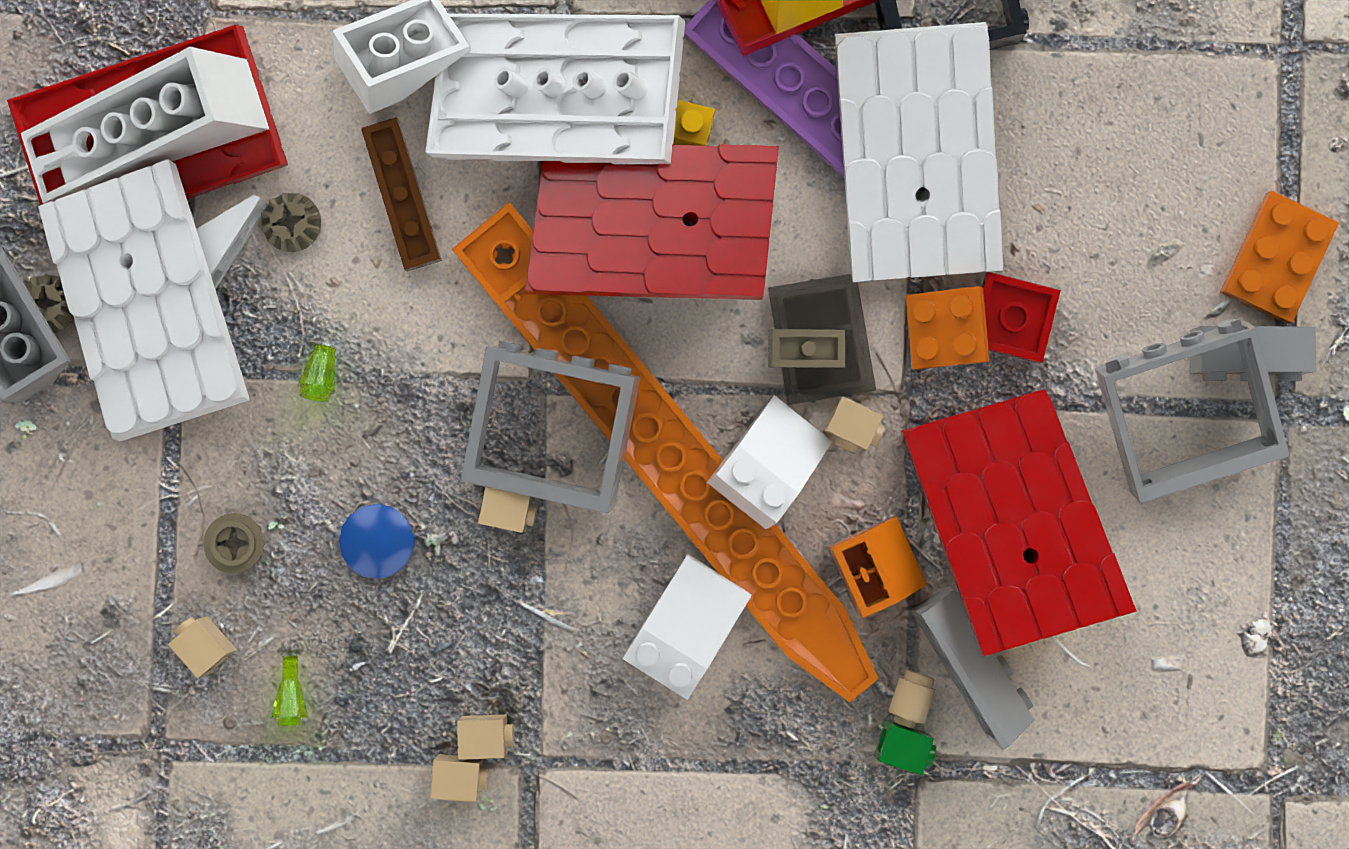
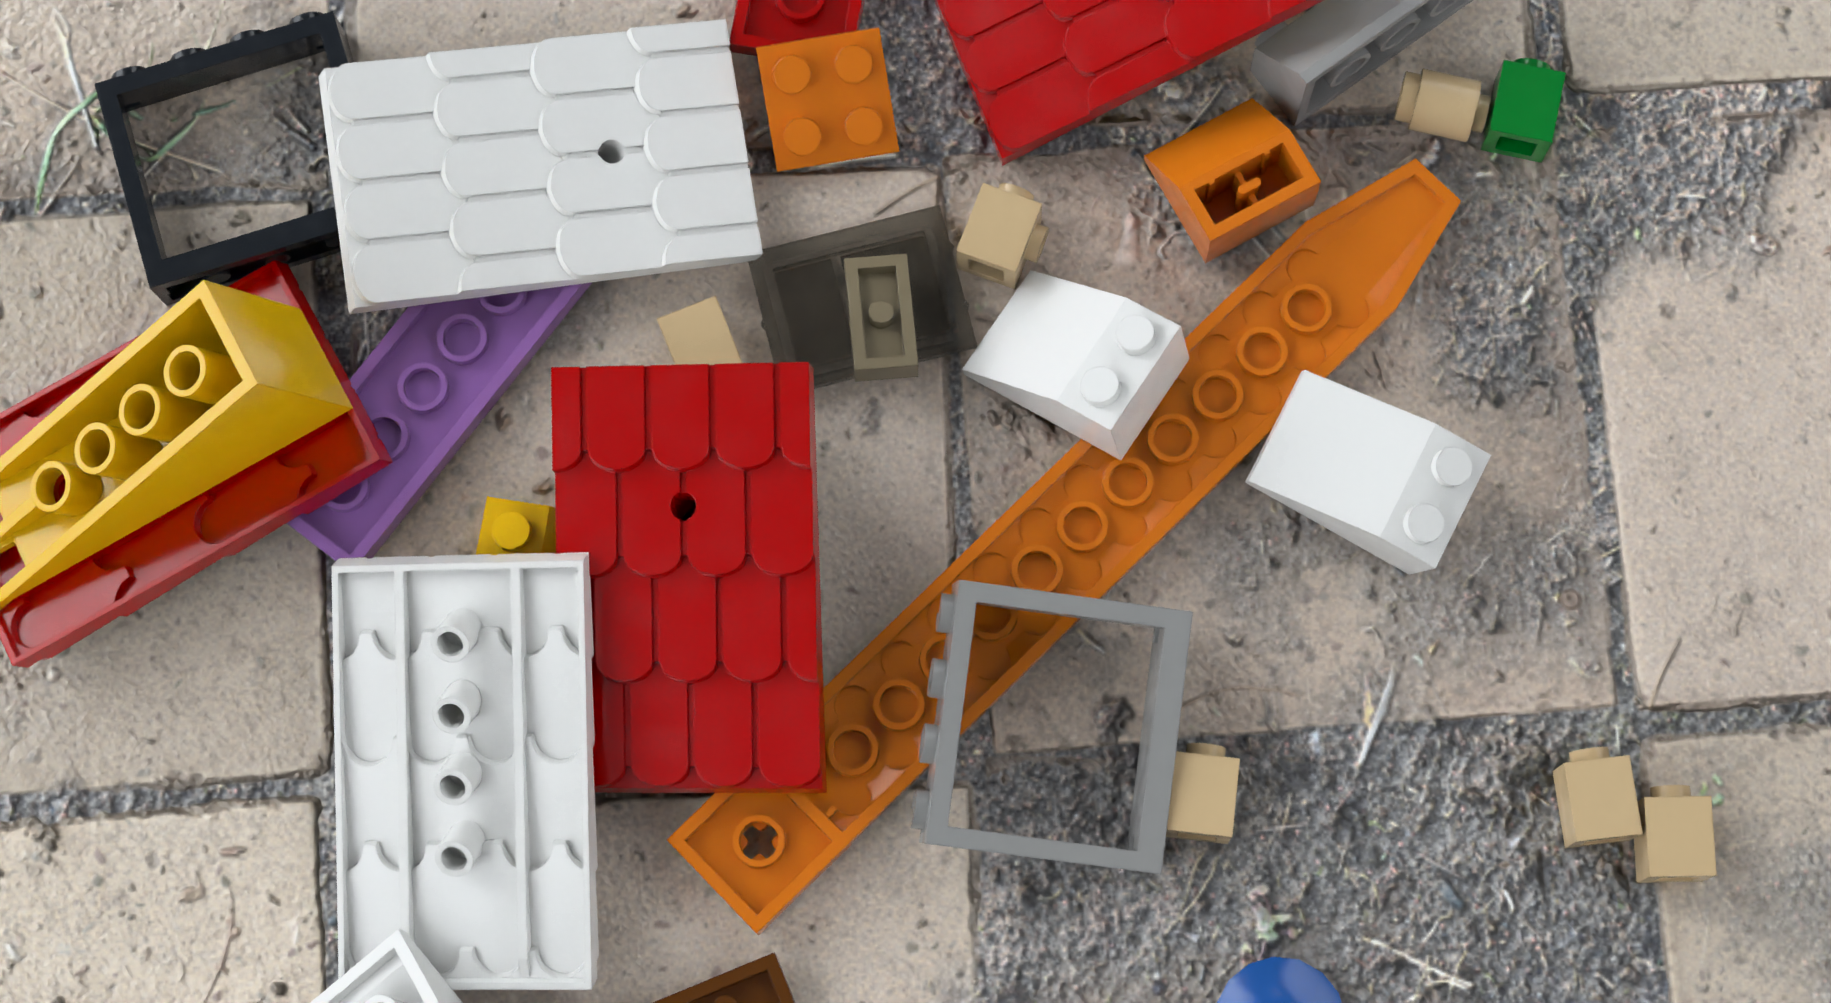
camera: 90 degrees left, 10 degrees down
(797, 243) = (699, 335): none -> tan brick

